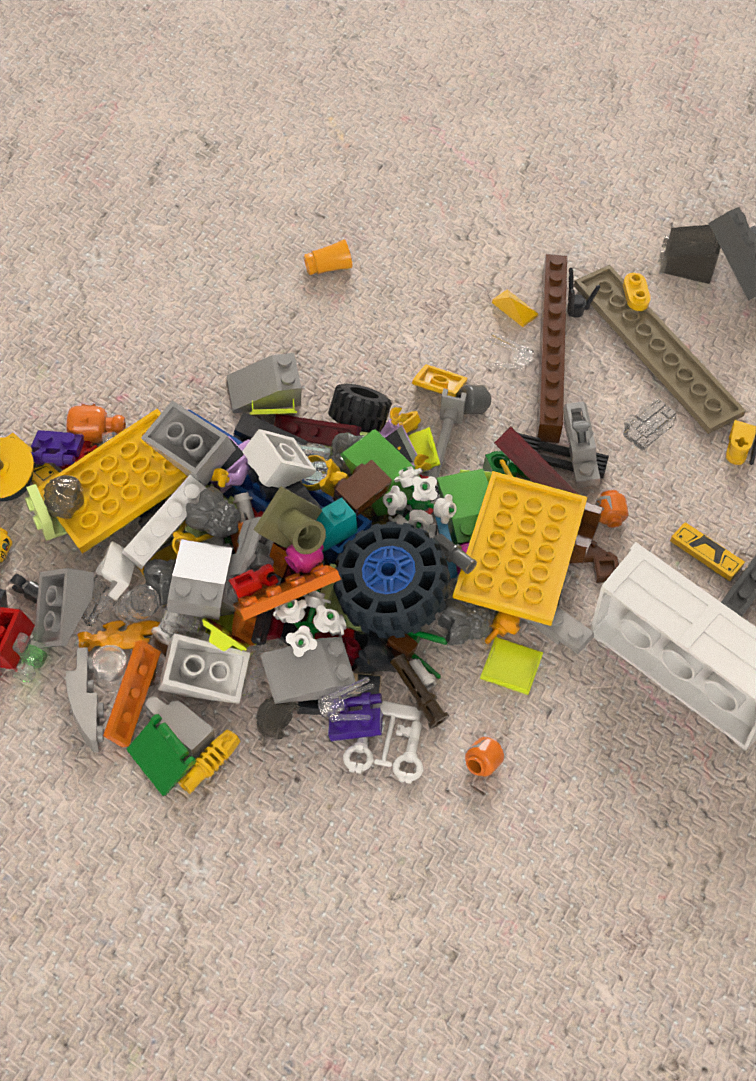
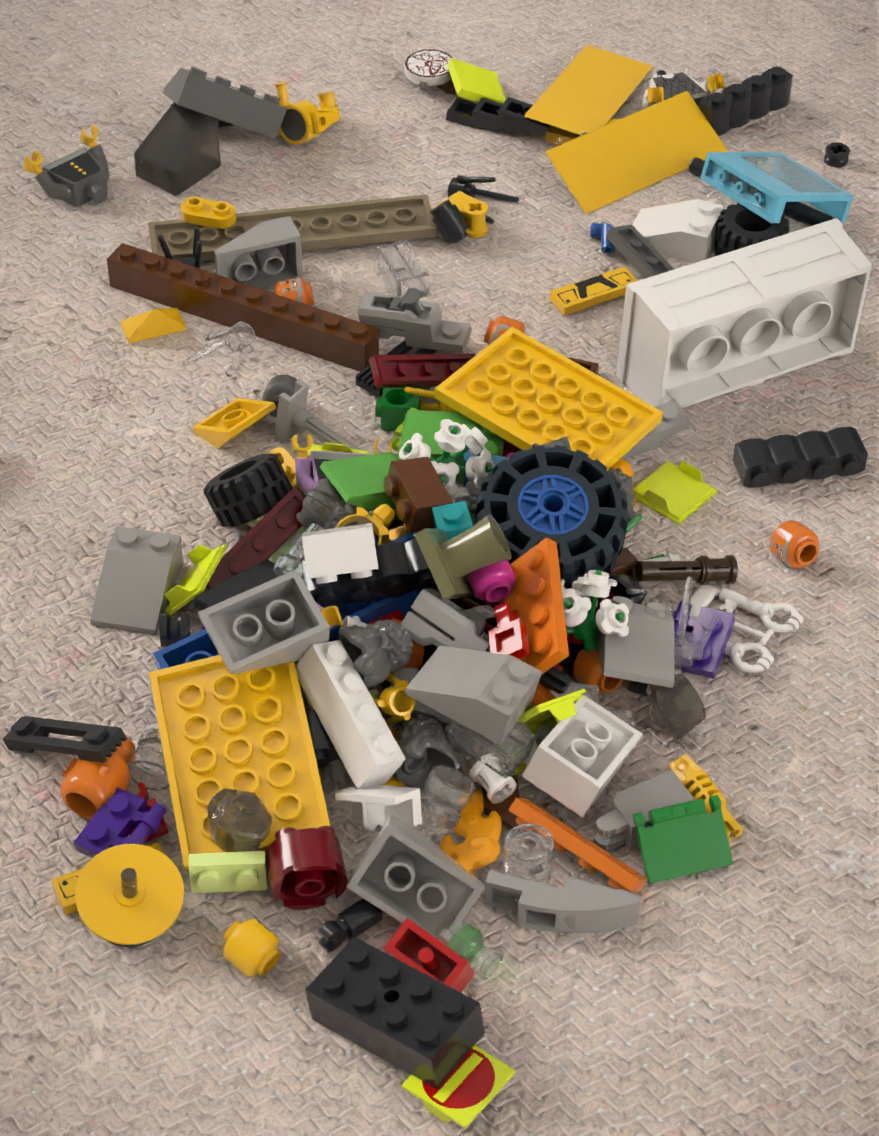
camera: 65 degrees left, 10 degrees down
(53, 547) = (306, 867): none -> dark red brick
(103, 406) = (33, 732): none -> black container
(229, 416) = (173, 628): none -> black wheel
(580, 370) = (295, 289): none -> orange head
(585, 737) = (793, 458): none -> black brick
(601, 336) = (262, 254): none -> light grey slope
(635, 210) = (75, 177): none -> torso
(719, 433) = (450, 221): none -> black brick

